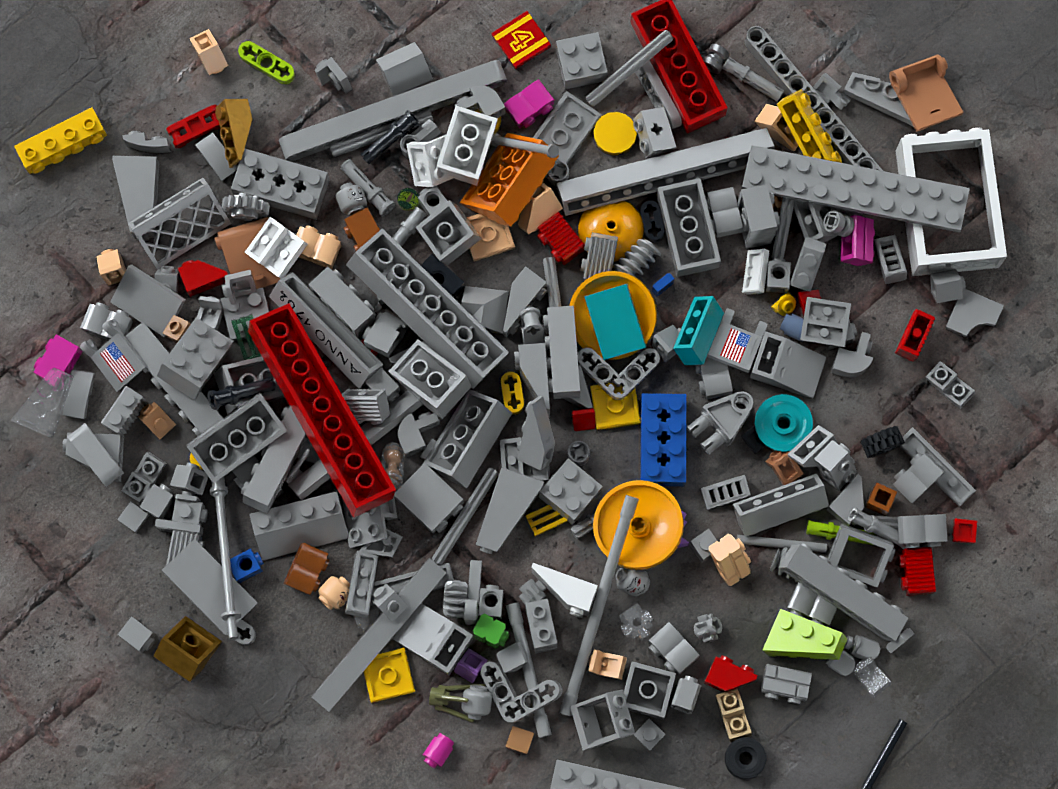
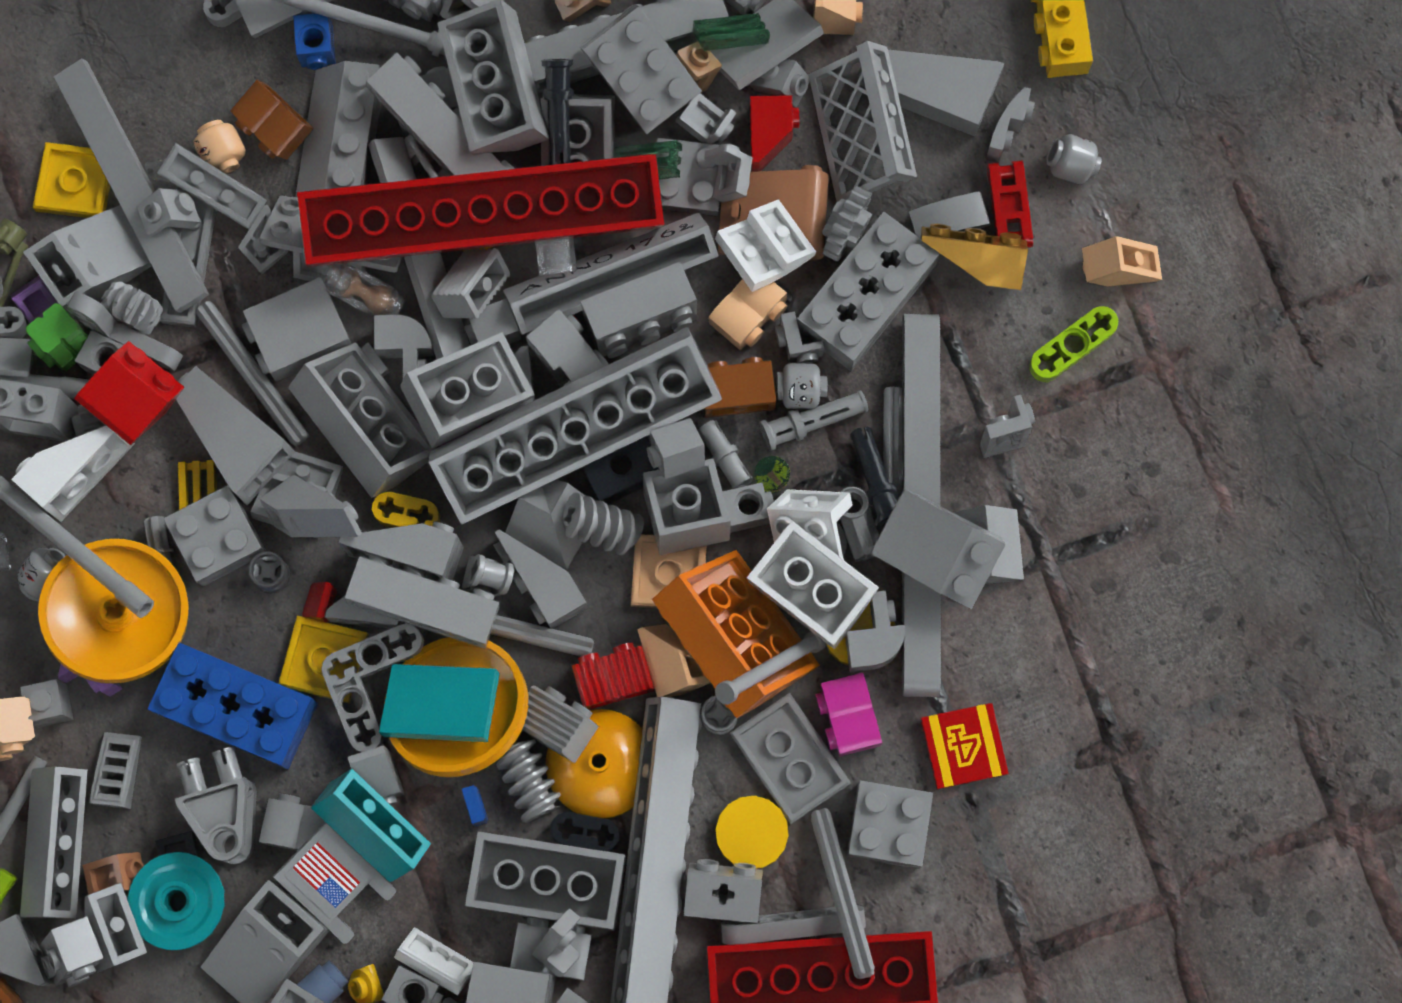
camera: 110 degrees right, 0 degrees up
(149, 319) = (730, 32): none -> clear green tile
(155, 99) = (1073, 159): none -> light grey head
(326, 215) = (789, 336): none -> light grey bracket
(332, 360) = (556, 256): none -> clear plate
(419, 245) = (676, 448): none -> light grey brick
(420, 82) = (938, 548): none -> light grey slope
(477, 275) = (601, 523): none -> light grey piece
(509, 566) = (129, 393): none -> red slope
(720, 202) = (555, 947): none -> light grey bracket

